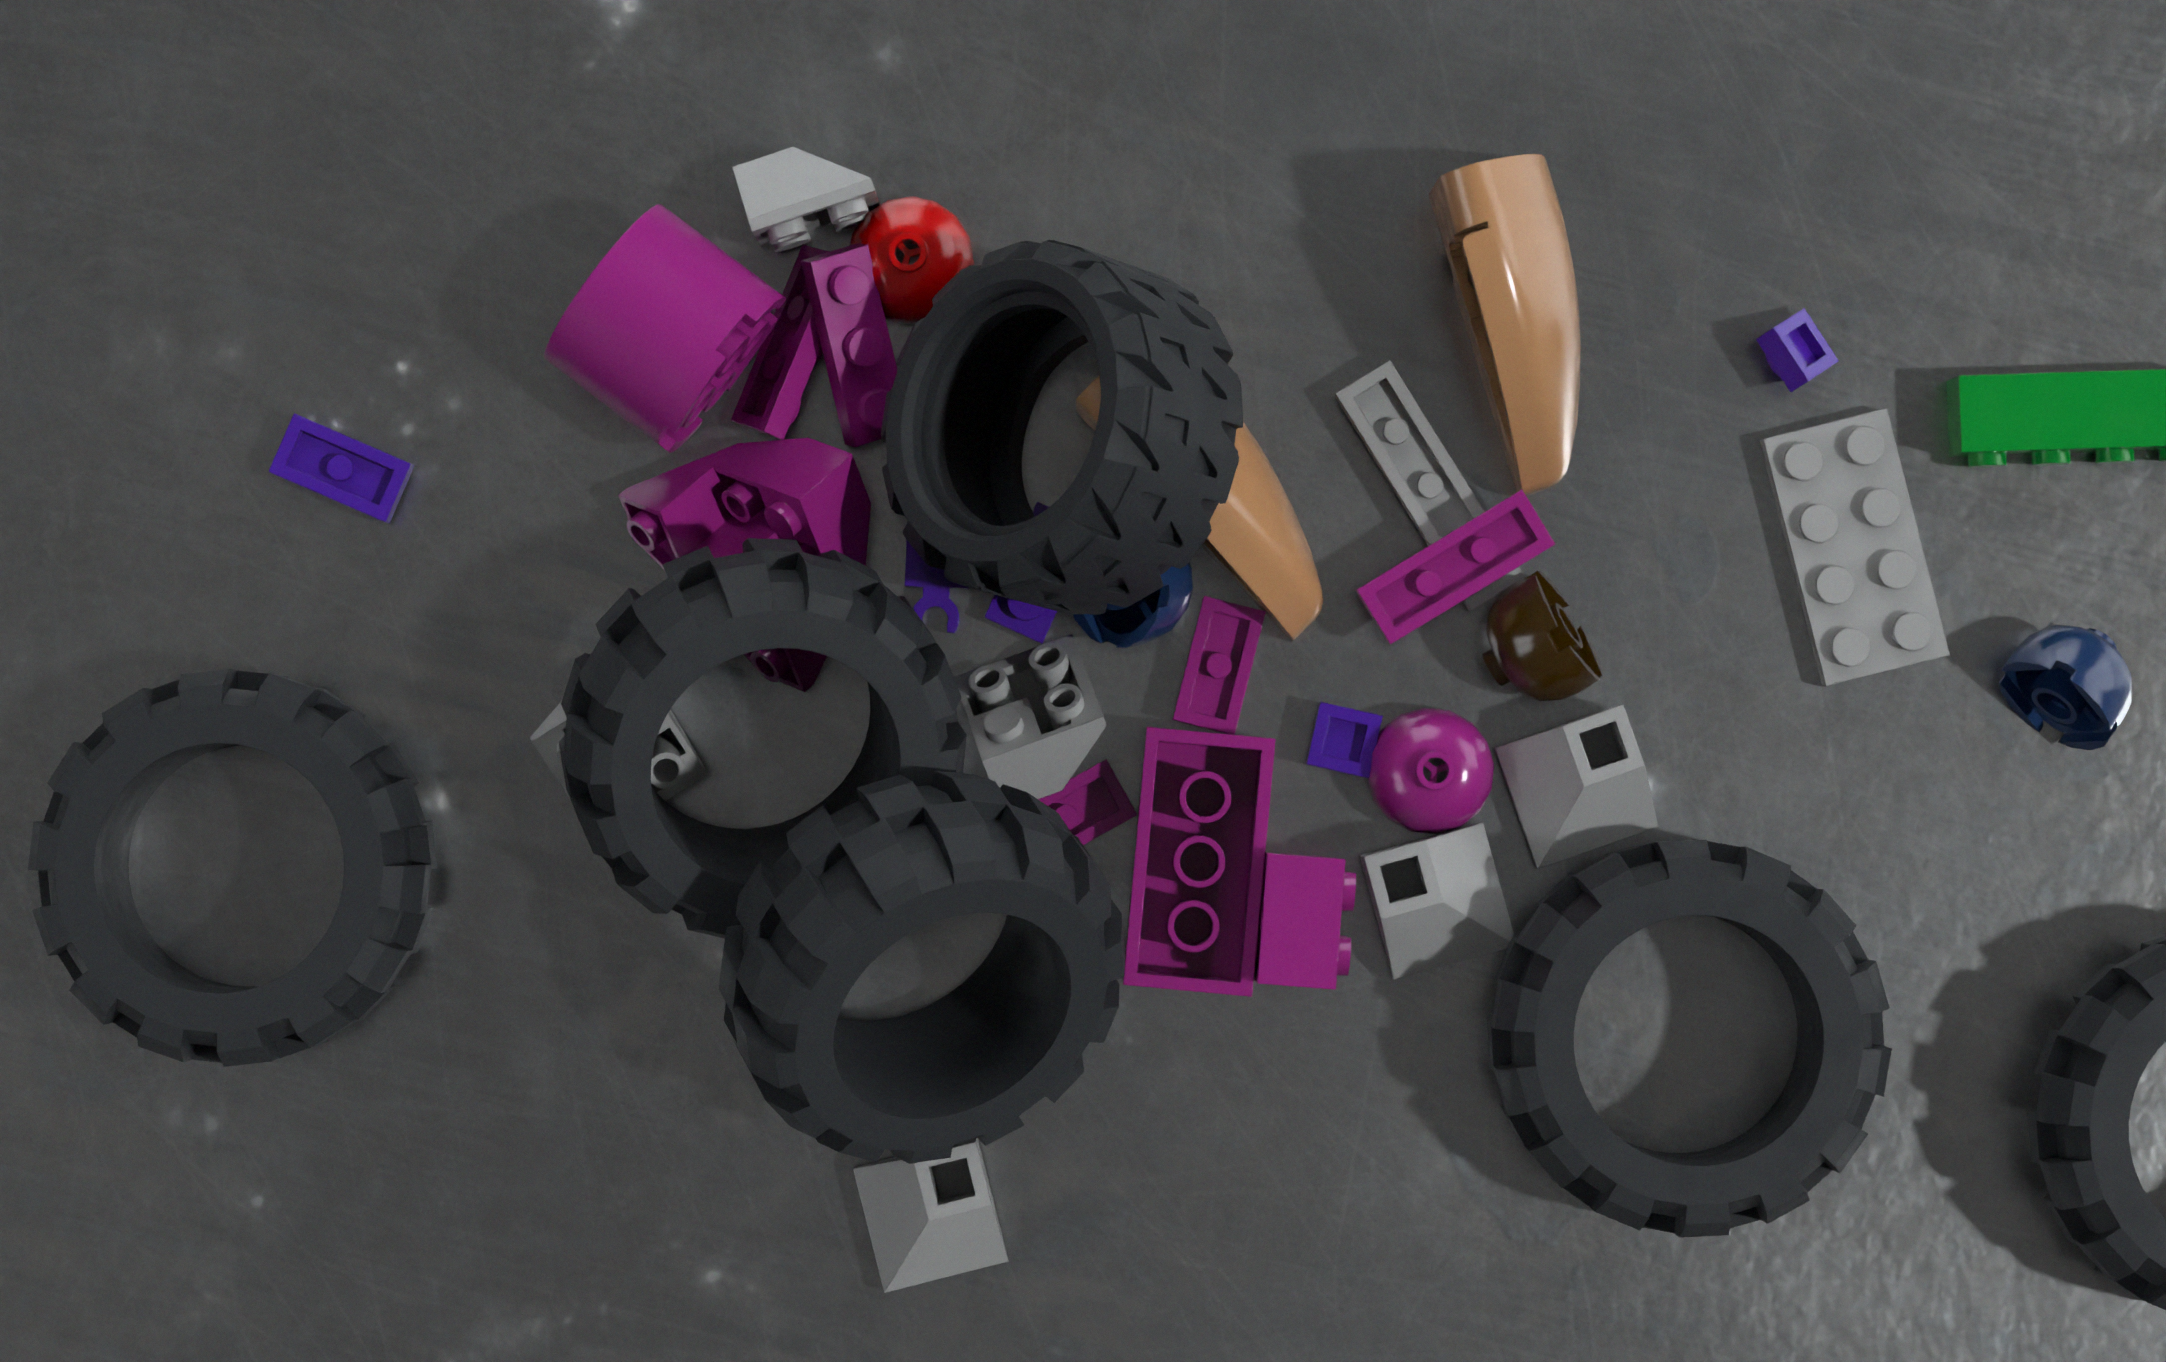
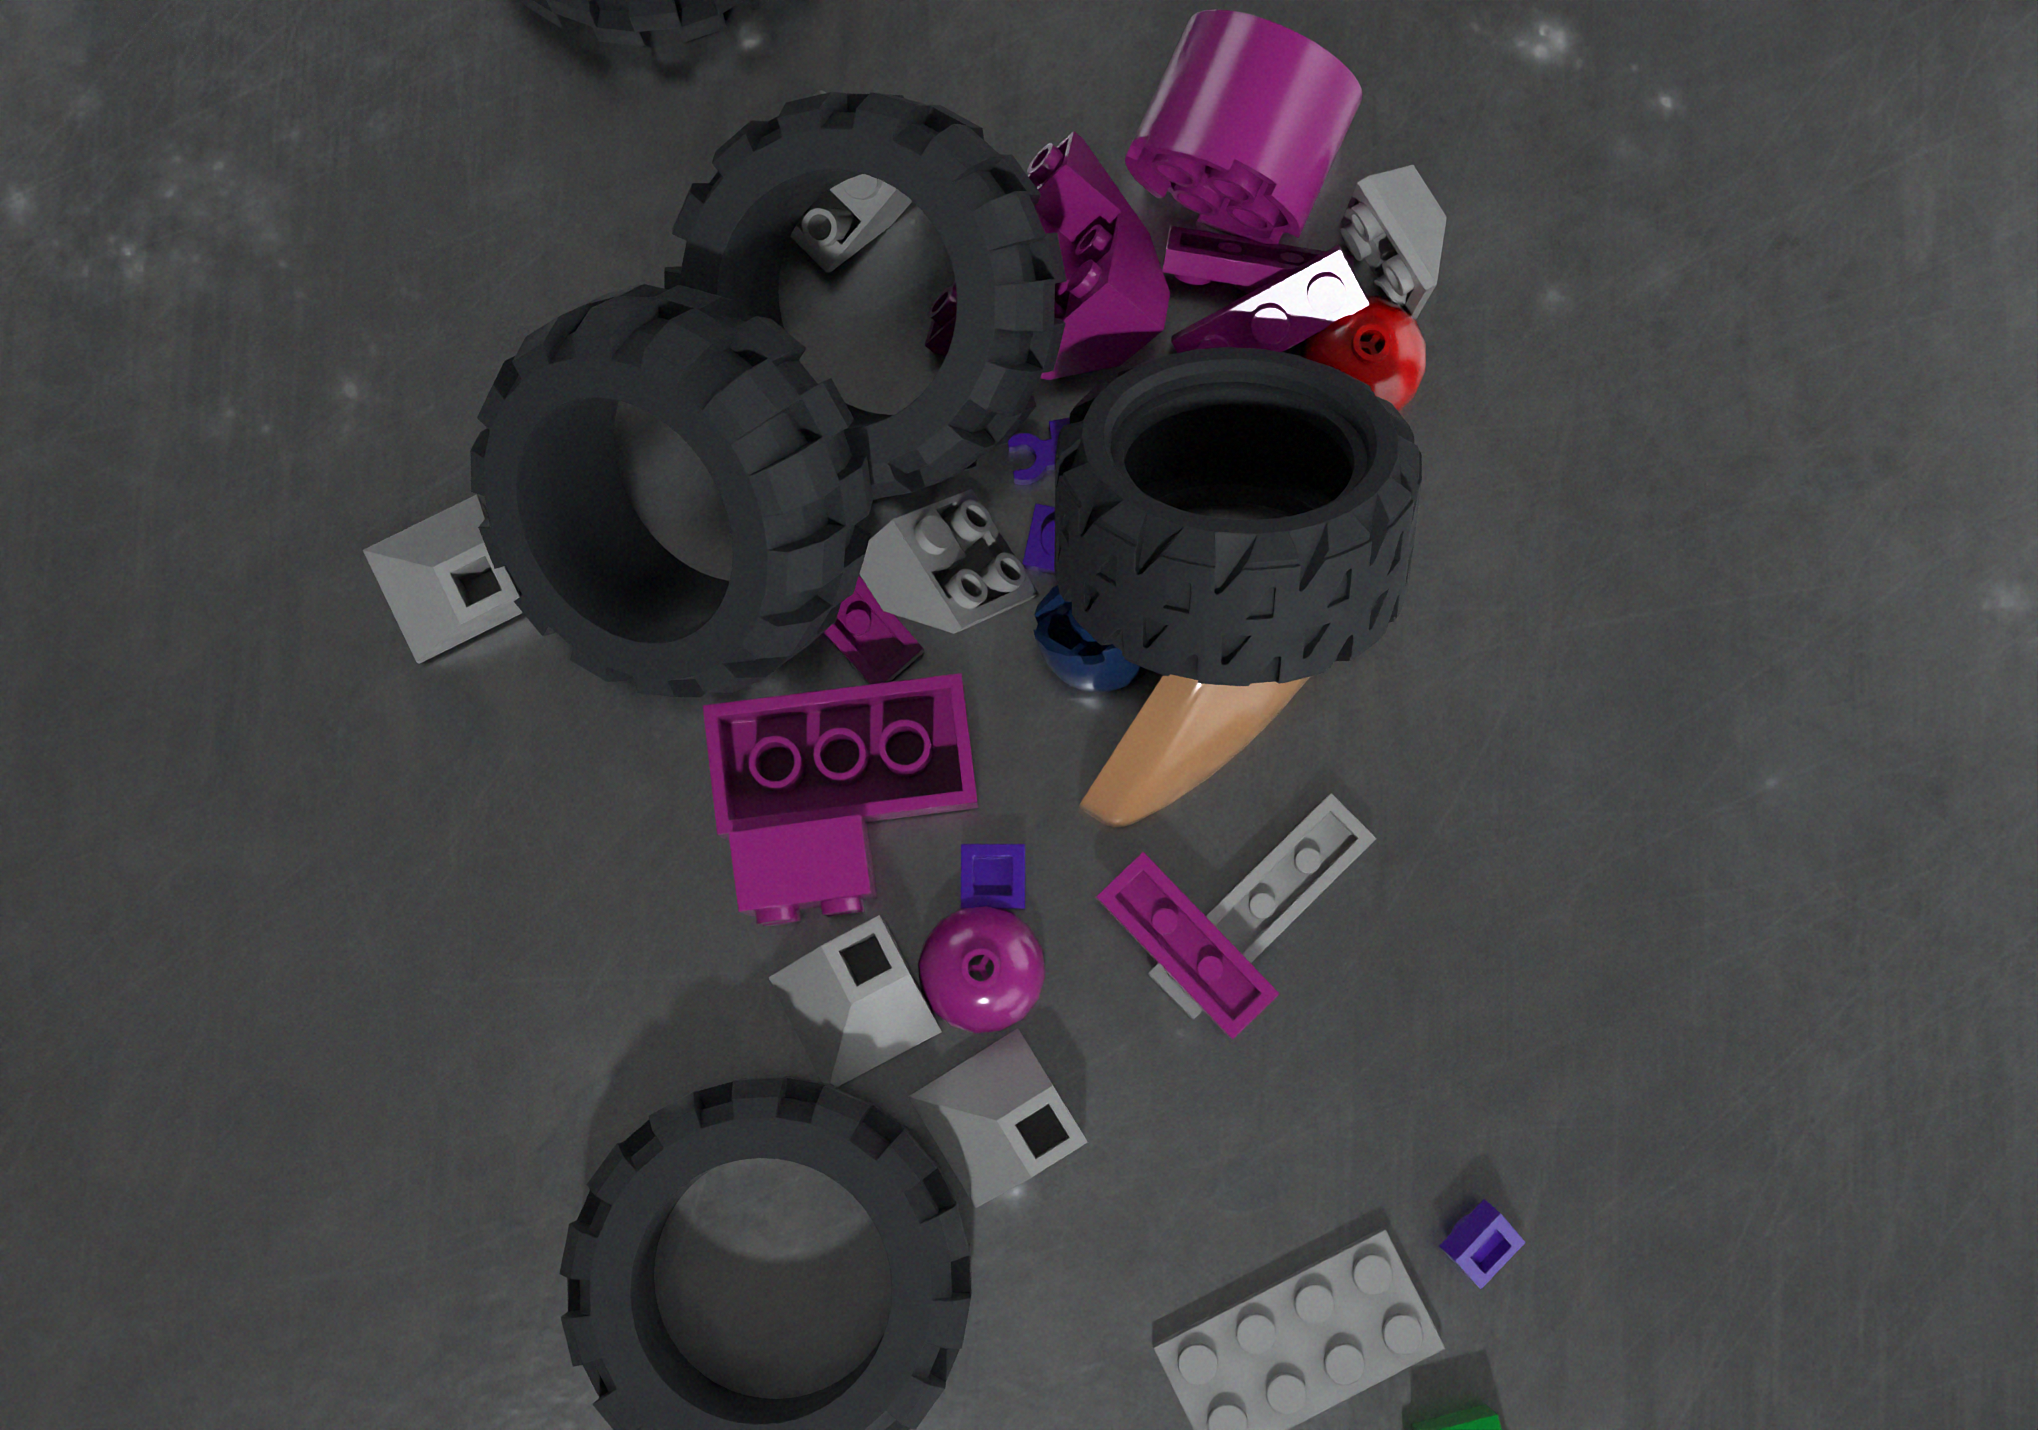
camera: 80 degrees right, 5 degrees down
(1219, 665) = (1038, 738): magenta plate -> none
(1513, 238) = (1465, 951): medium nougat panel -> none
(1538, 643) = (1130, 1046): dark brown cylinder -> none

